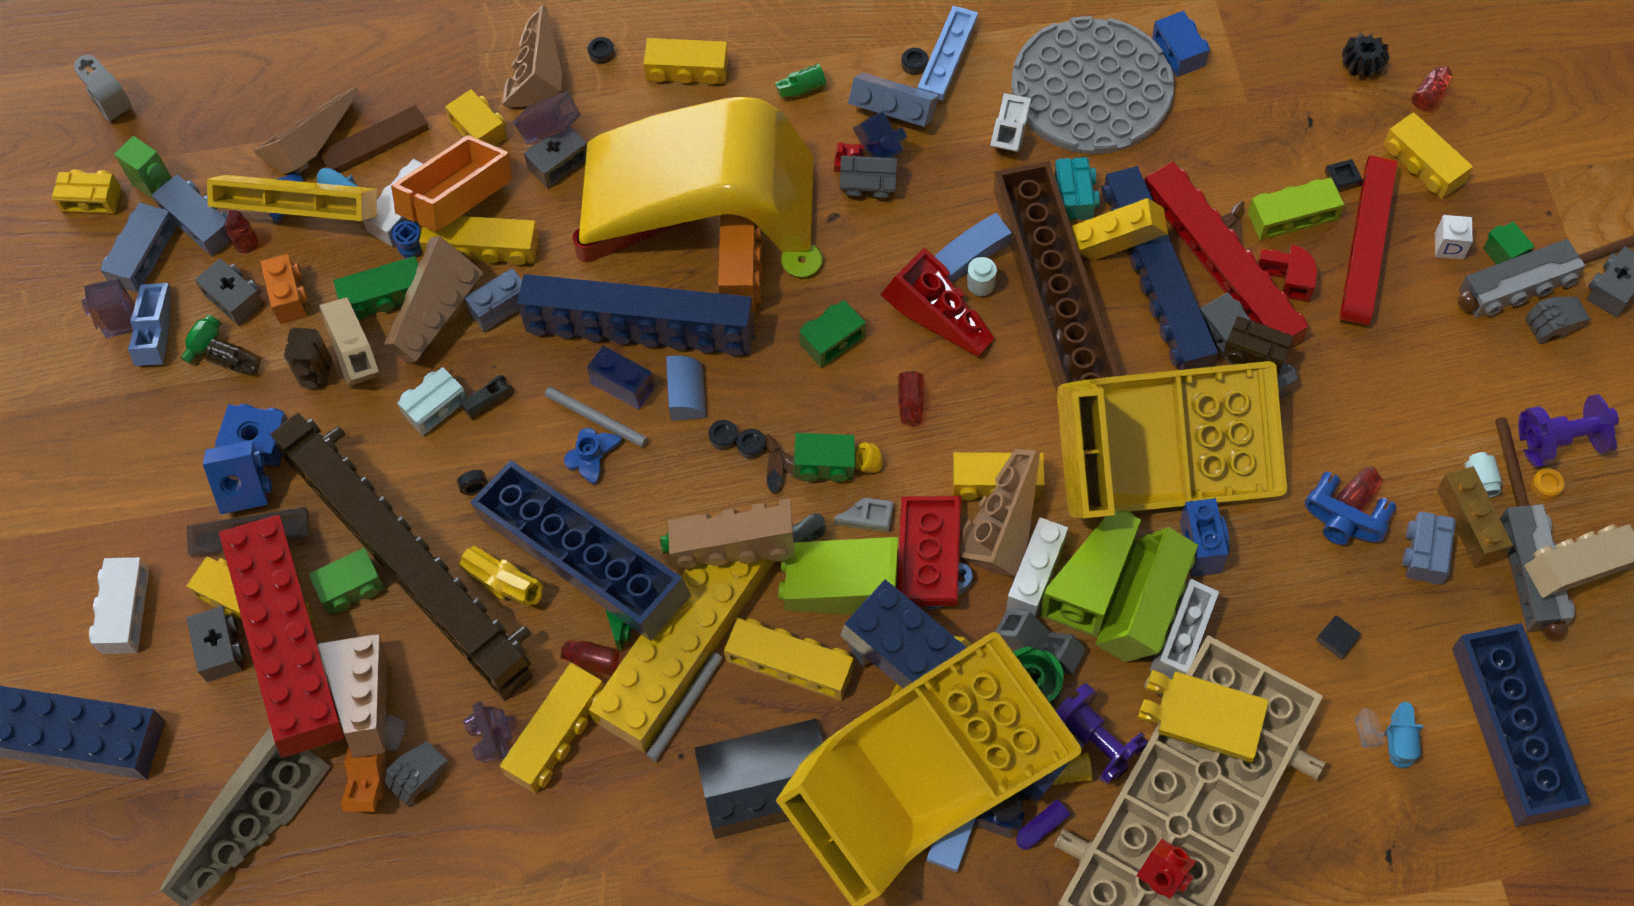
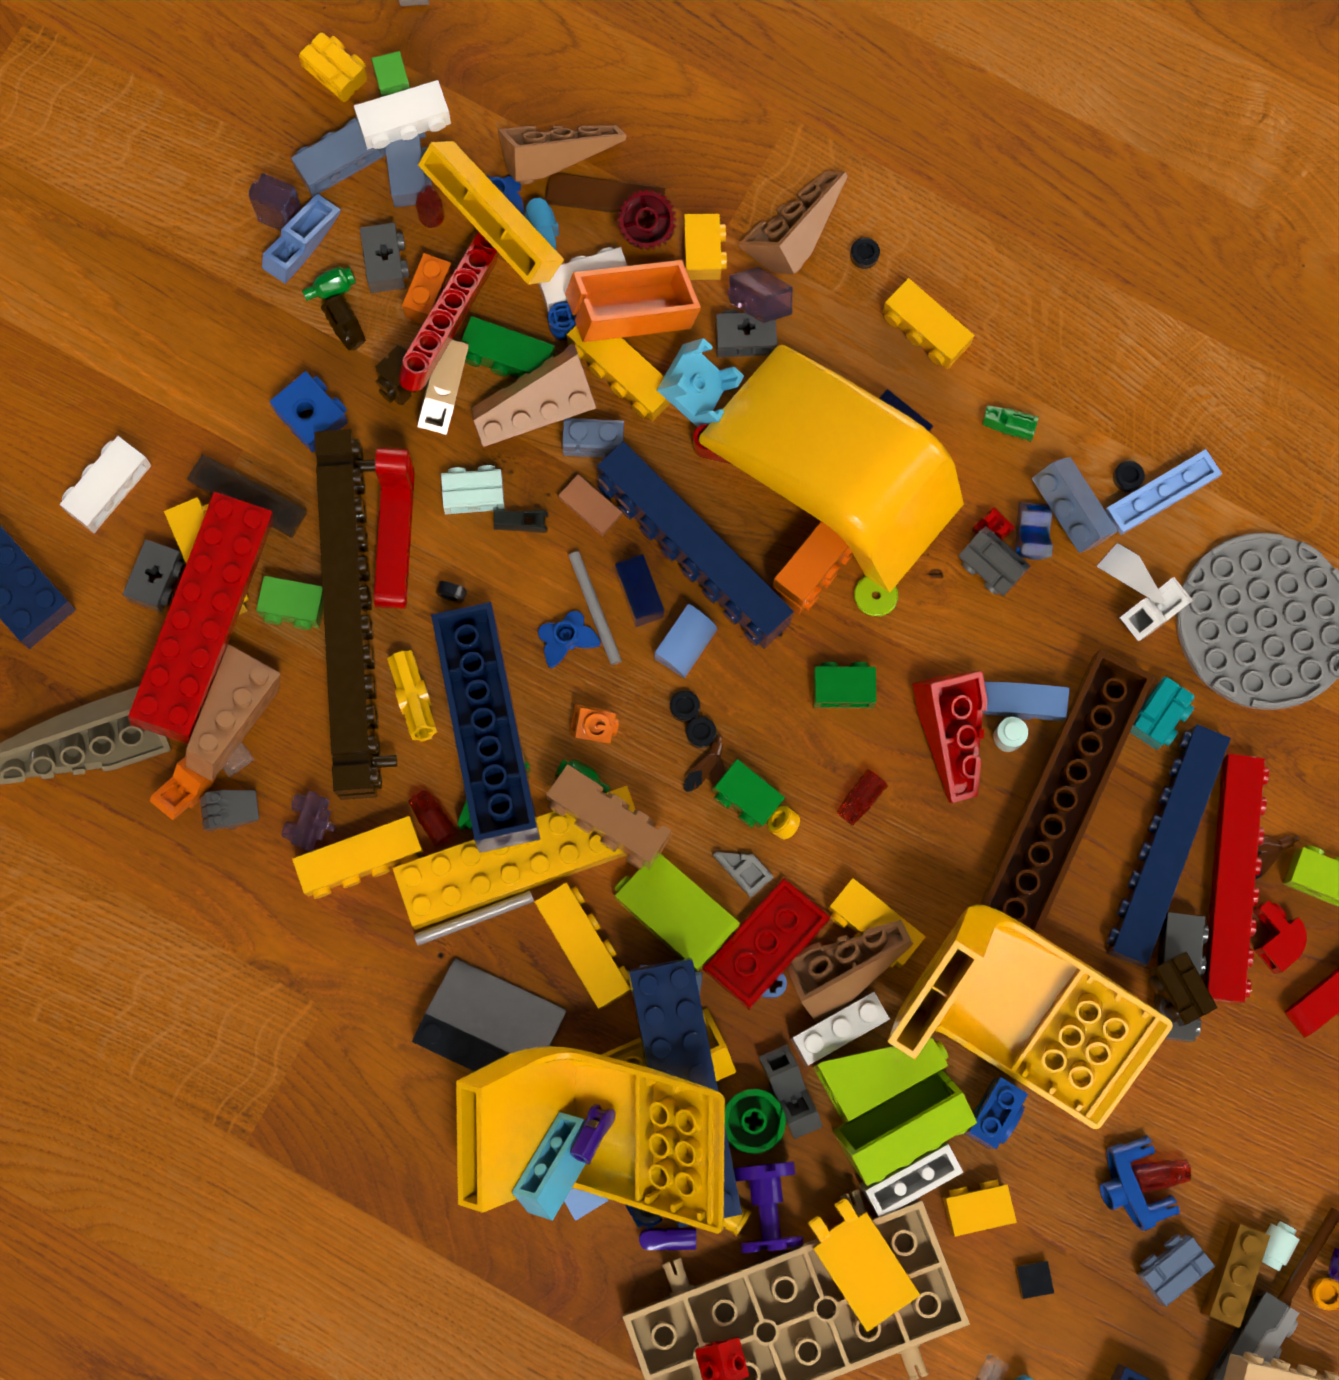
camera: 30 degrees right, 15 degrees up
(169, 179) = (402, 115): none -> white brick
(244, 463) = (267, 444): blue brick -> none
(313, 282) = (447, 314): none -> red beam
(386, 463) = (396, 478): none -> red beam
(423, 142) = (633, 212): none -> dark red brick
(533, 349) = (590, 505): none -> nougat tile
(547, 209) = (697, 384): none -> medium azure panel
(662, 492) = (593, 724): none -> orange brick
(809, 528) = (684, 846): pearl dark grey bar -> none
(907, 828) = (551, 1169): none -> medium azure brick
(916, 778) = (590, 1135): none -> dark purple bar
(971, 114) = (1130, 570): none -> white sticker
(1120, 229) = (1160, 789): yellow brick -> none
(1253, 616) = (978, 1208): none -> yellow brick

